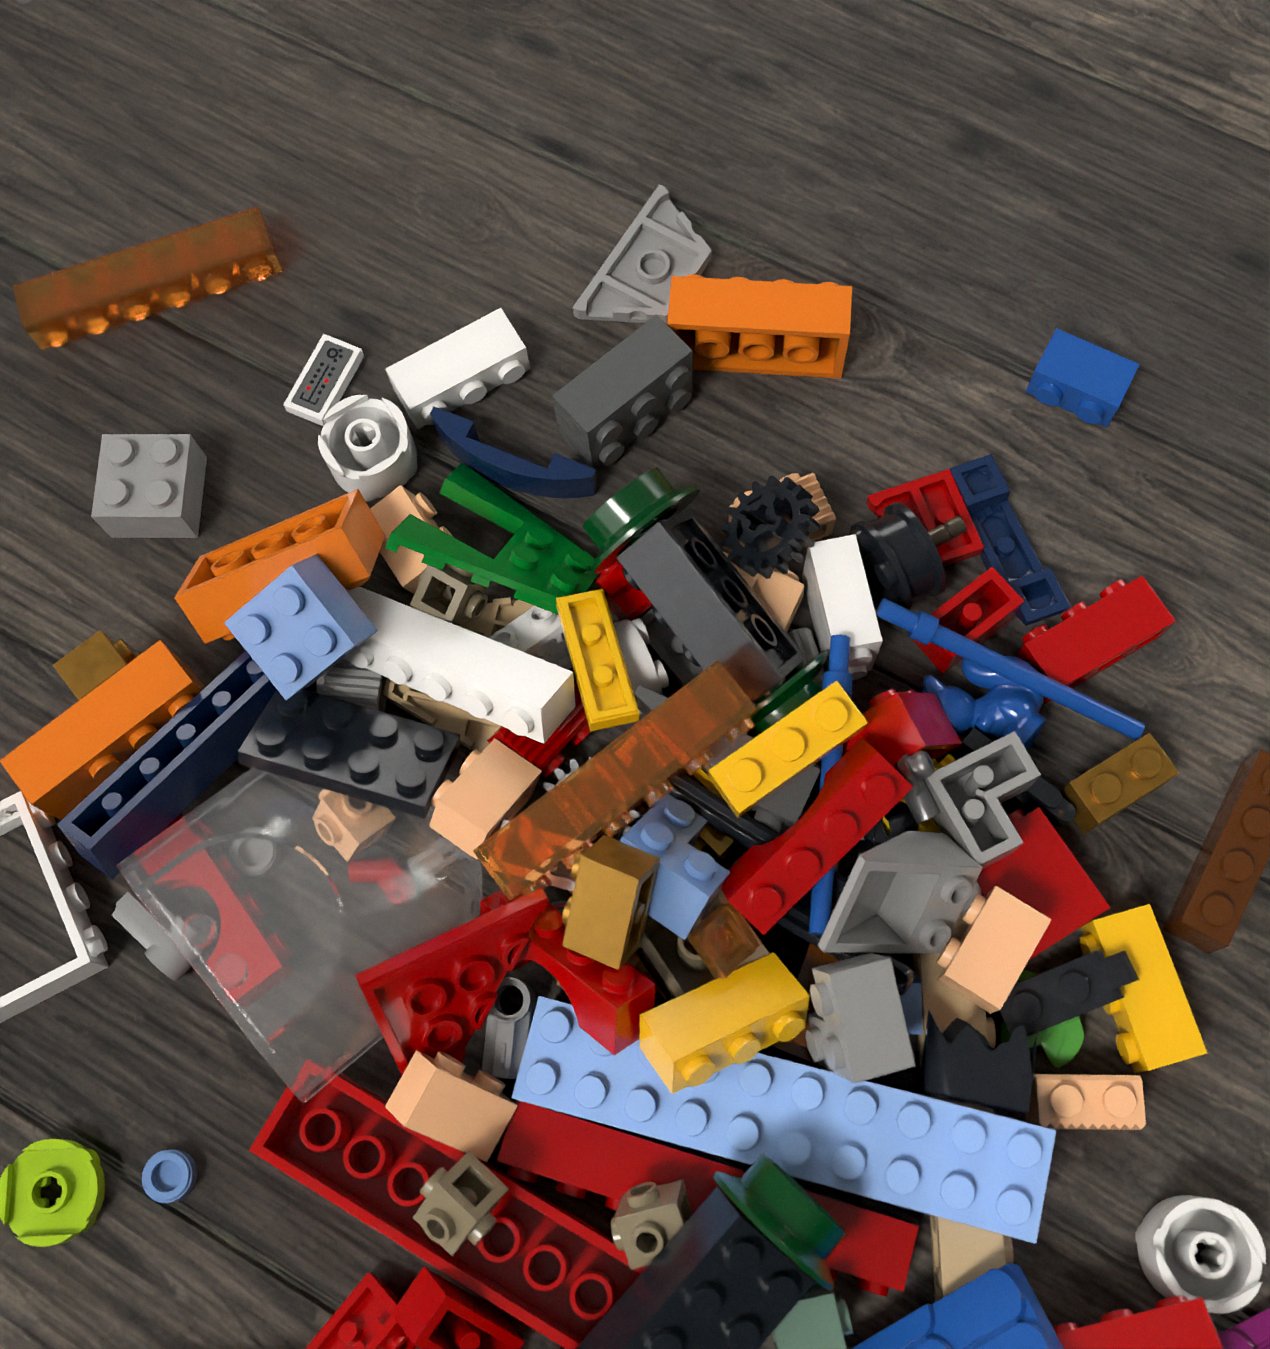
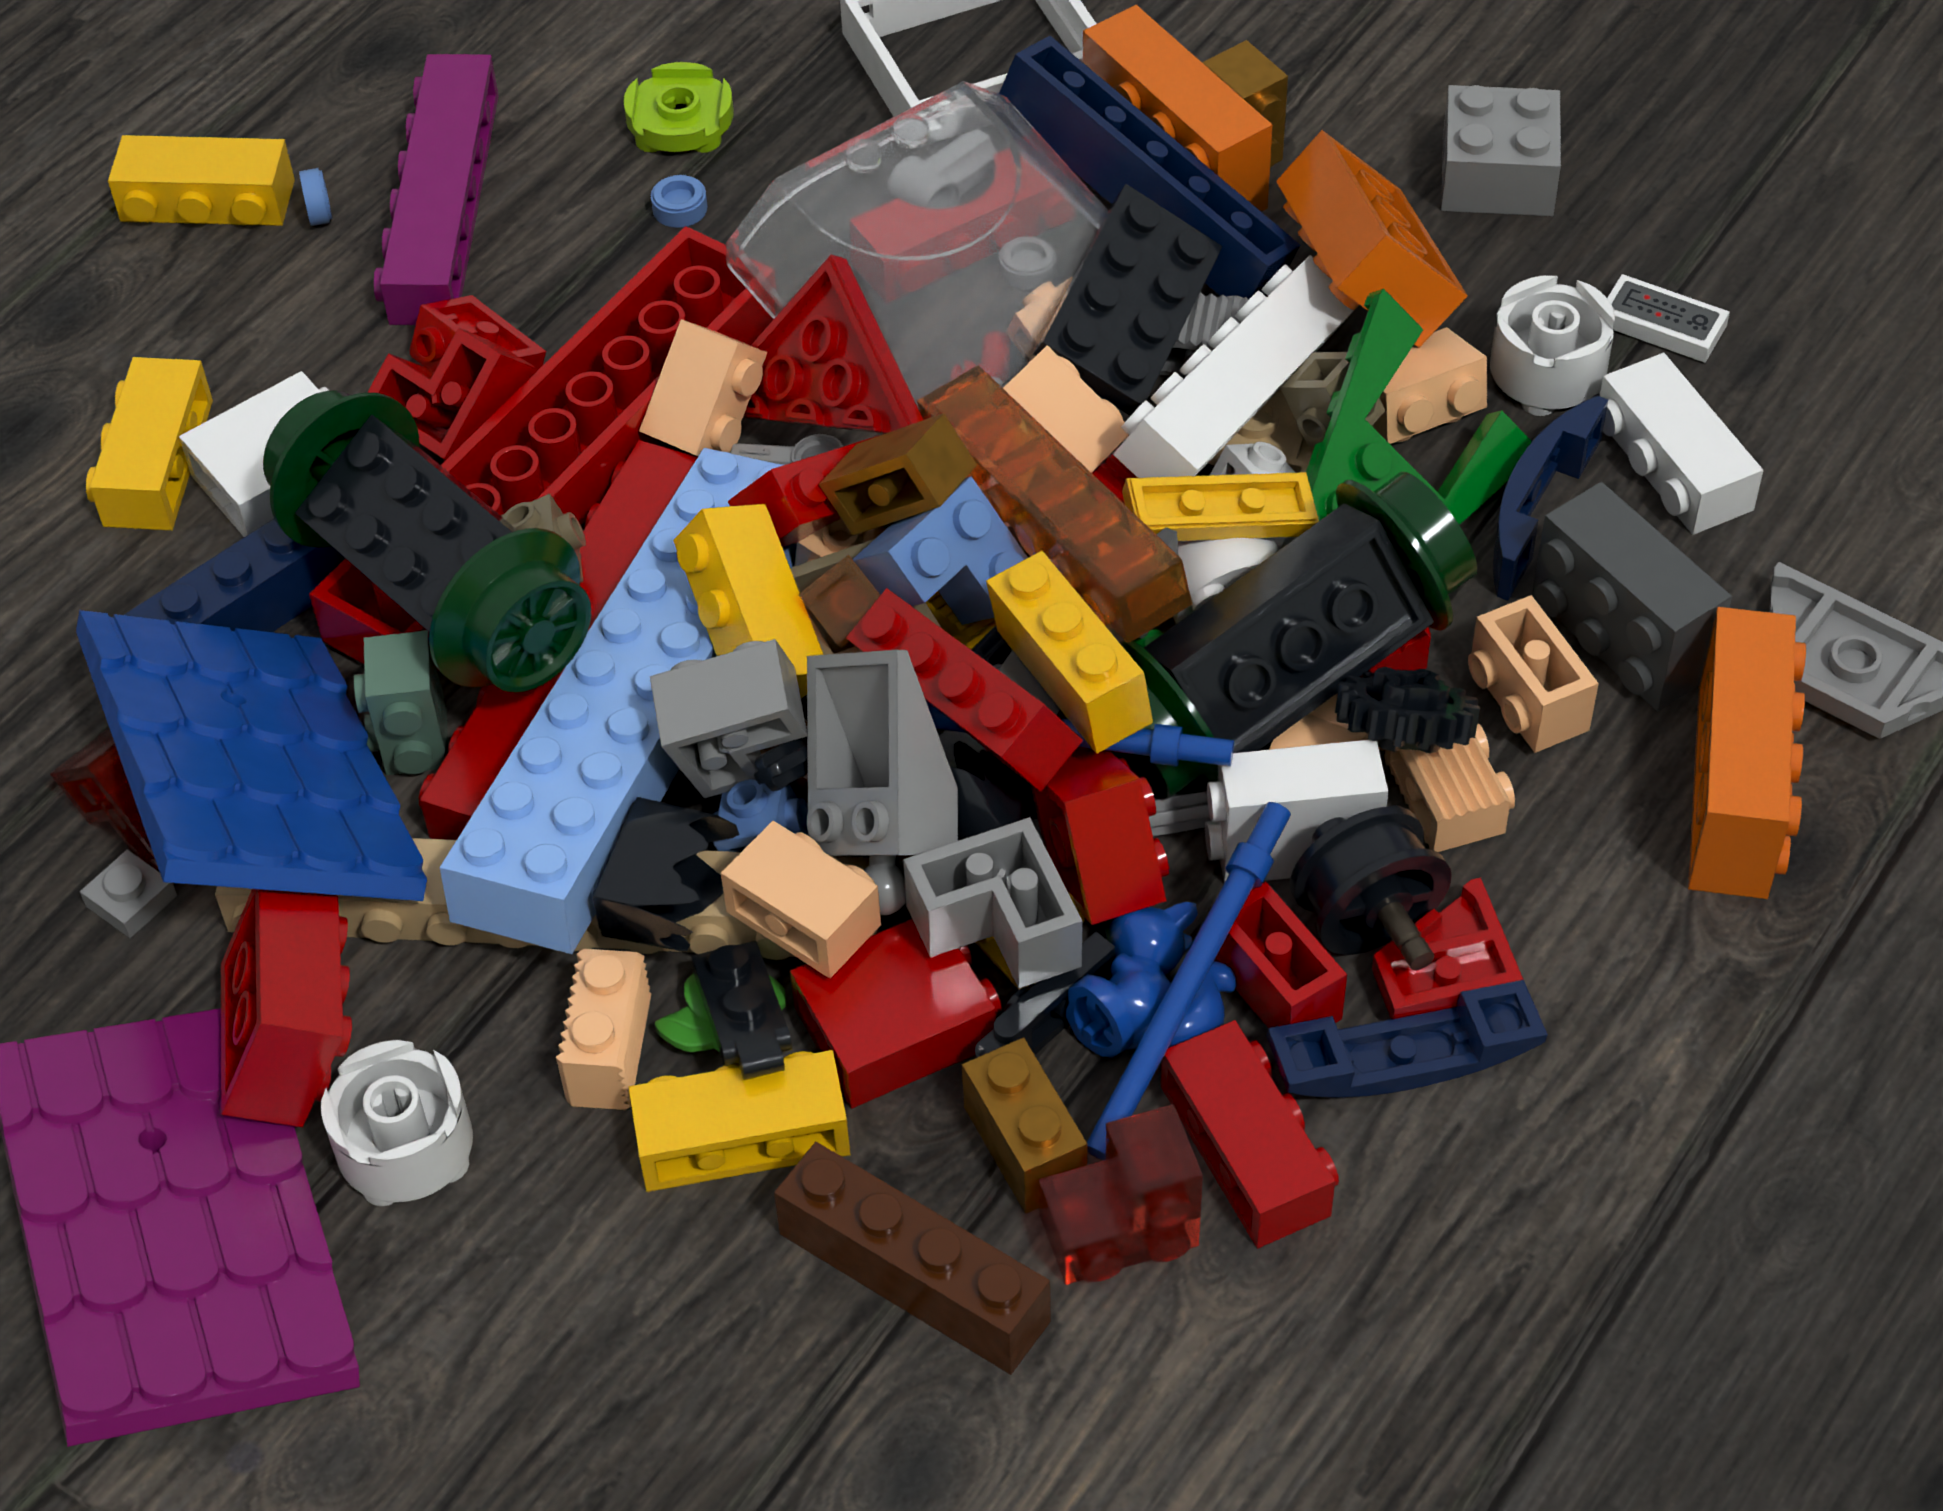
camera: 90 degrees right, 20 degrees down
(147, 278) = (1805, 147): clear orange brick -> none
(300, 626) = (1271, 224): medium blue brick -> none
(460, 1204) = (591, 367): dark tan brick -> none
(698, 454) = (1532, 674): none -> light nougat brick
(919, 798) = (1032, 799): flat silver arm -> none
(1081, 378) = (1681, 1174): blue brick -> none
(1171, 704) = (1127, 1207): none -> clear red brick

